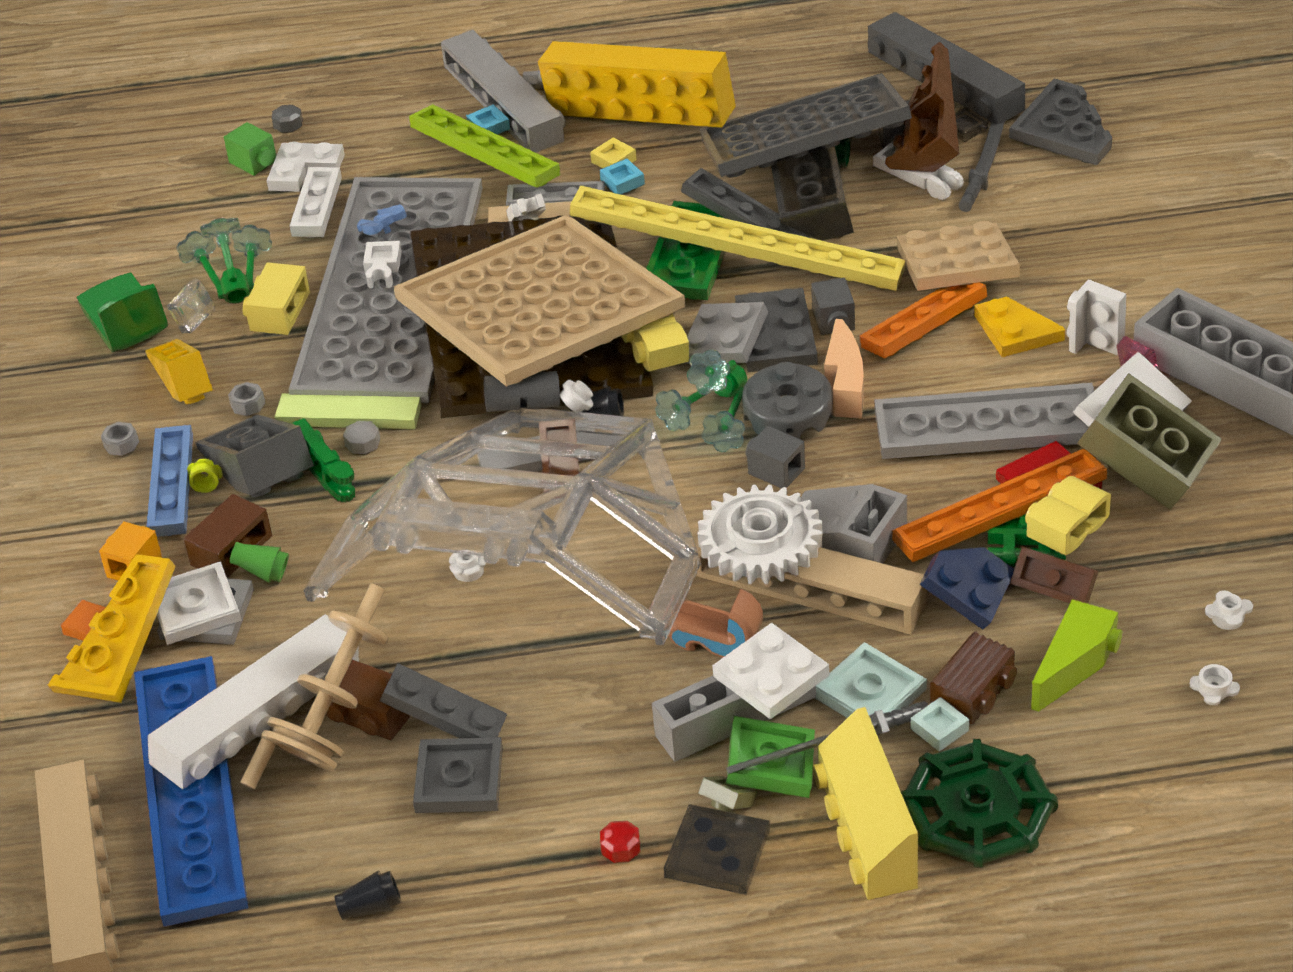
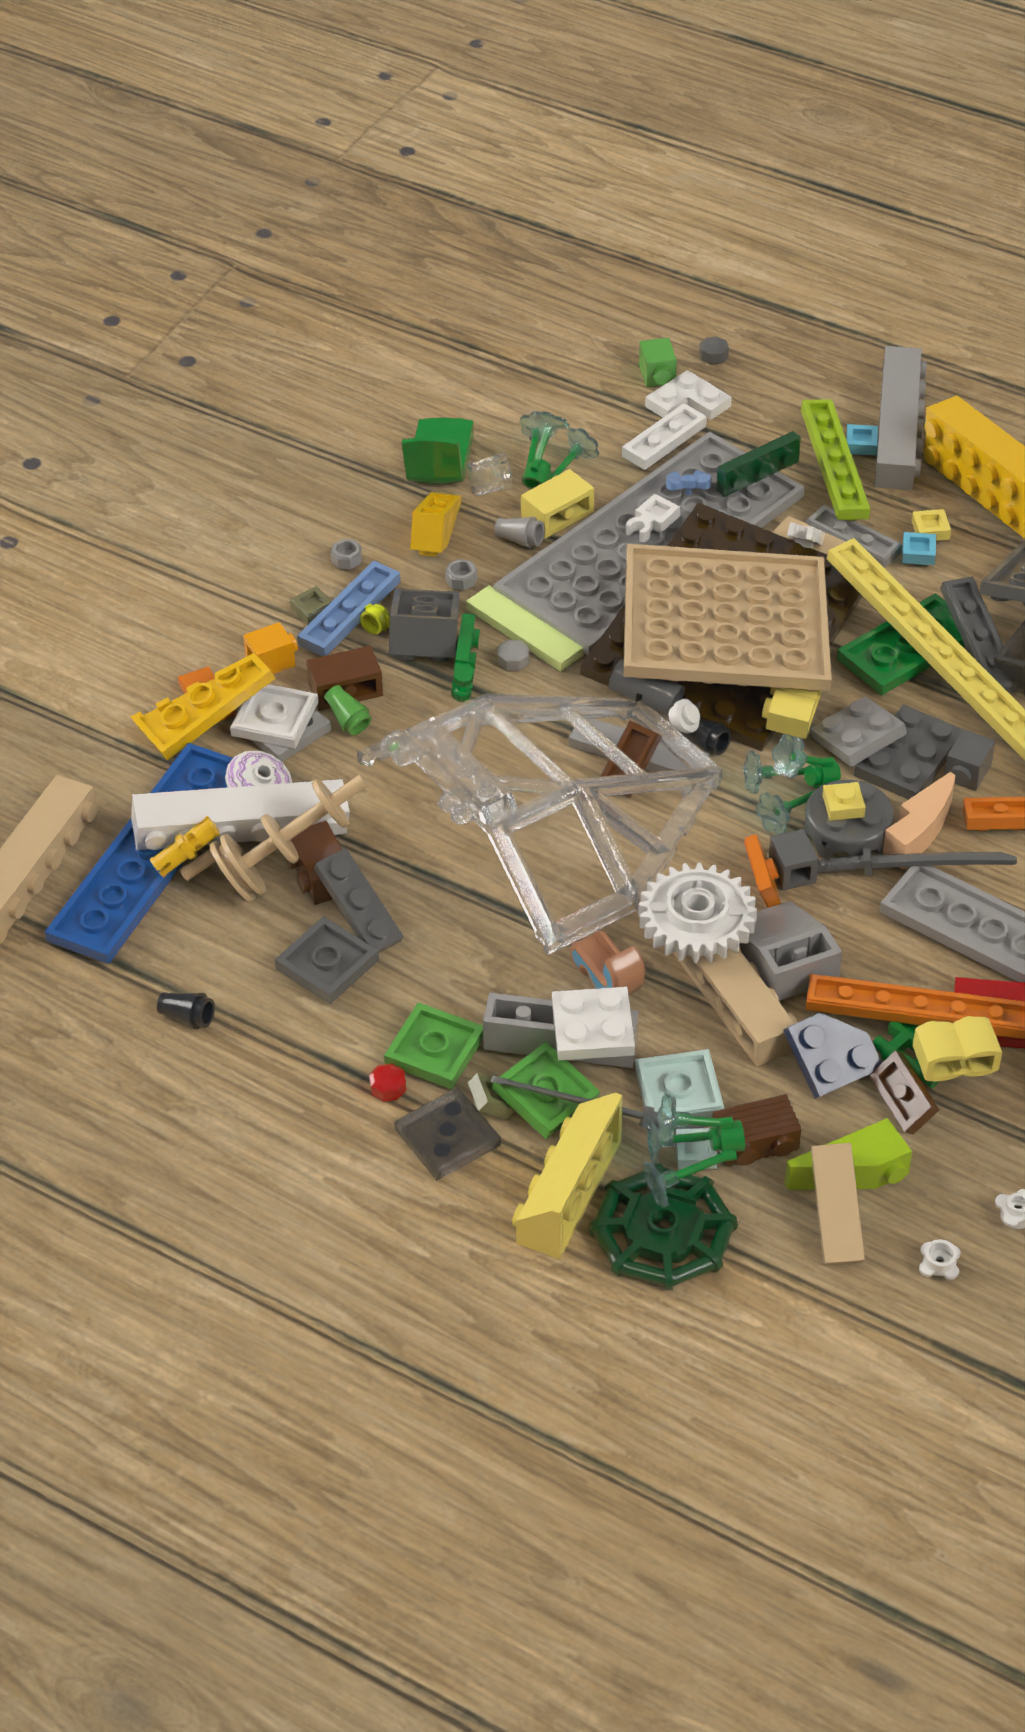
camera: 35 degrees right, 5 degrees up
(127, 498) = (309, 604): none -> olive tile
(225, 658) = (245, 770): none -> white dish
(237, 753) = (185, 846): none -> yellow pin
(266, 336) = (523, 531): none -> light grey cone
(431, 177) = (758, 464): none -> dark green plate
(632, 783) = (435, 1045): none -> bright green plate
(751, 474) = (764, 871): none -> orange plate
(782, 384) = (844, 801): none -> light yellow plate
(837, 425) = (870, 862): none -> dark grey sword
(933, 703) = (723, 1136): none -> plant
(1103, 690) = (837, 1204): none -> tan tile

